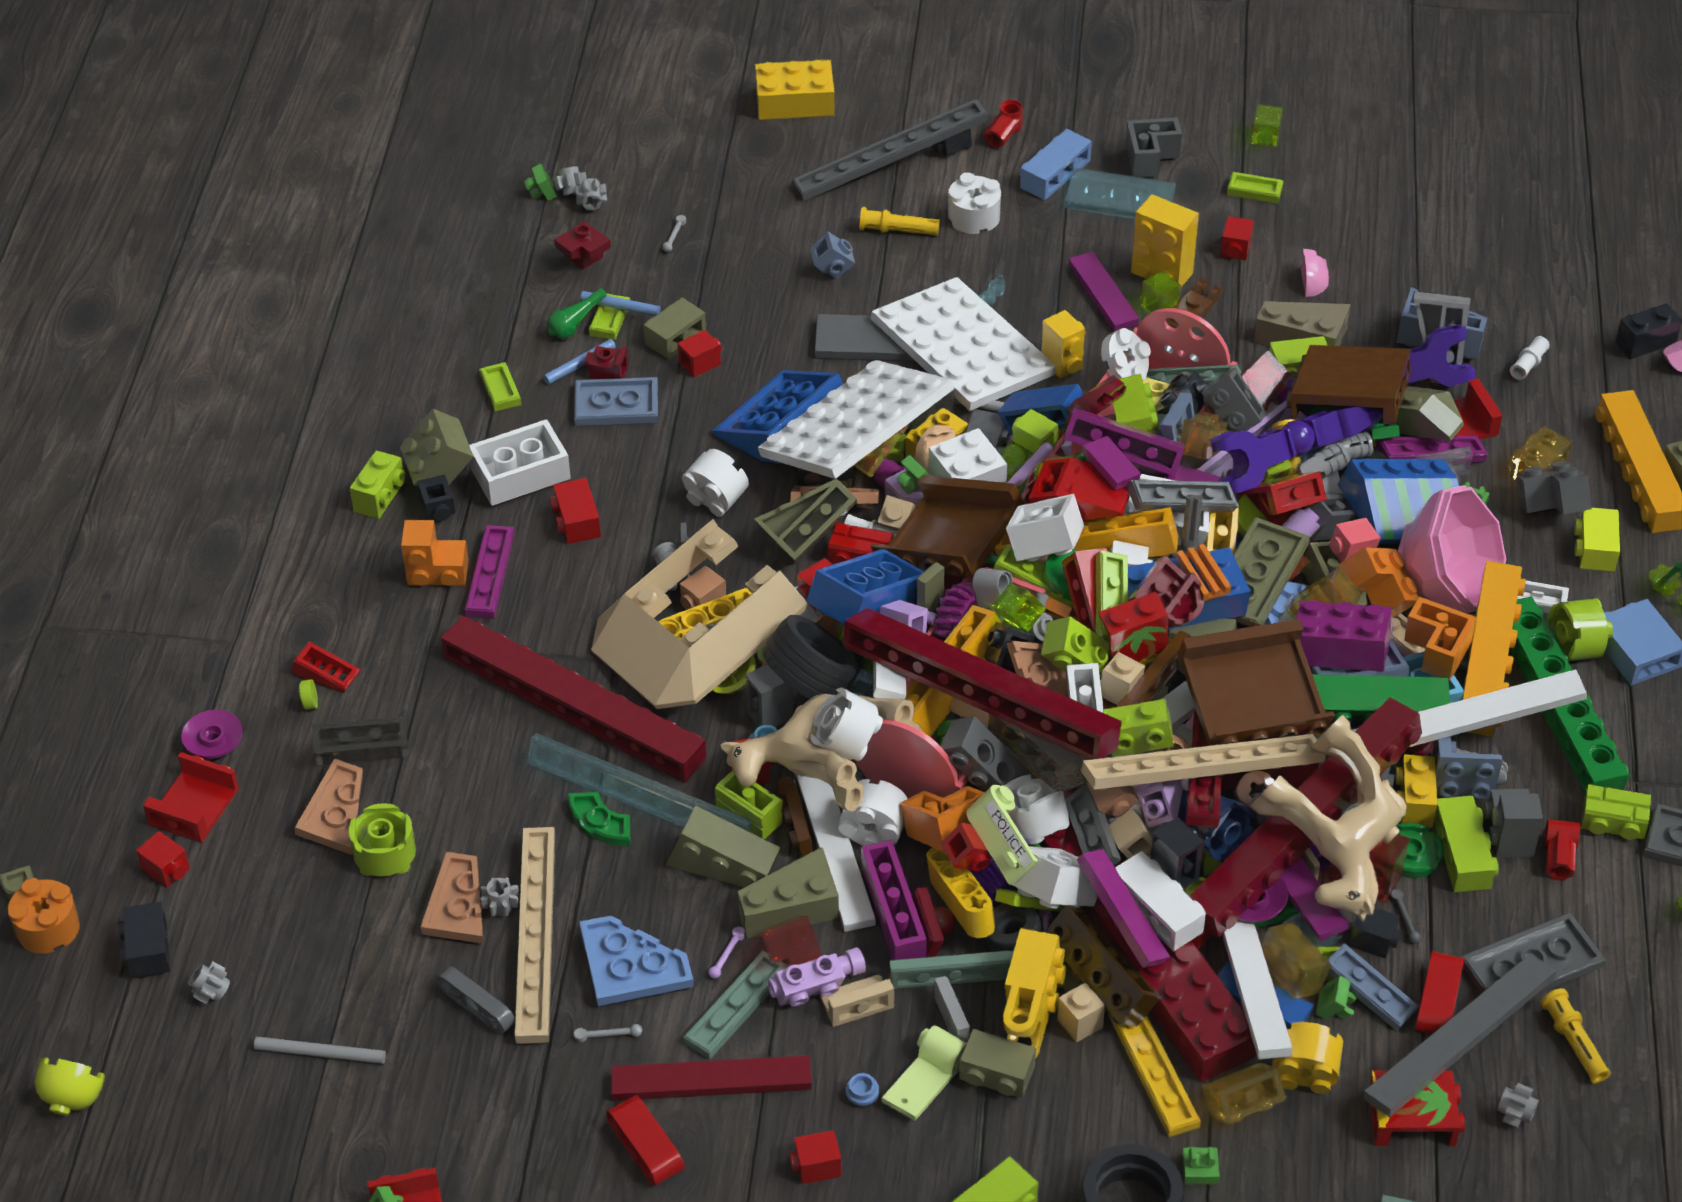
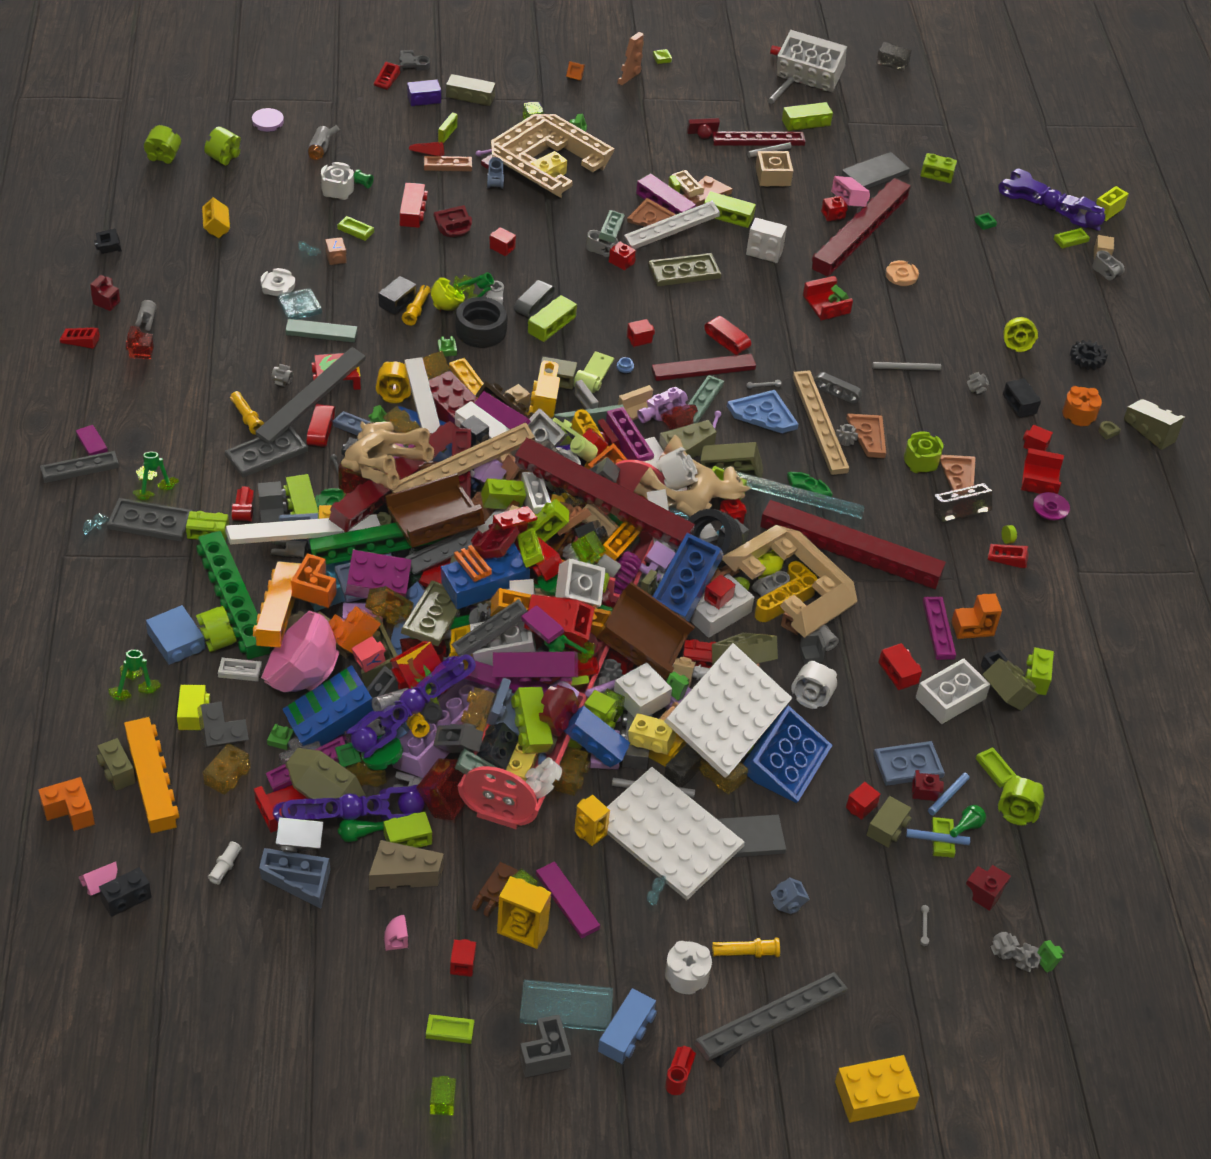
camera: 165 degrees right, 0 degrees up
(495, 322) = (1021, 800): none -> lime brick
(966, 412) = (651, 734): none -> light yellow brick
(1352, 378) = (372, 759): reddish brown panel -> none

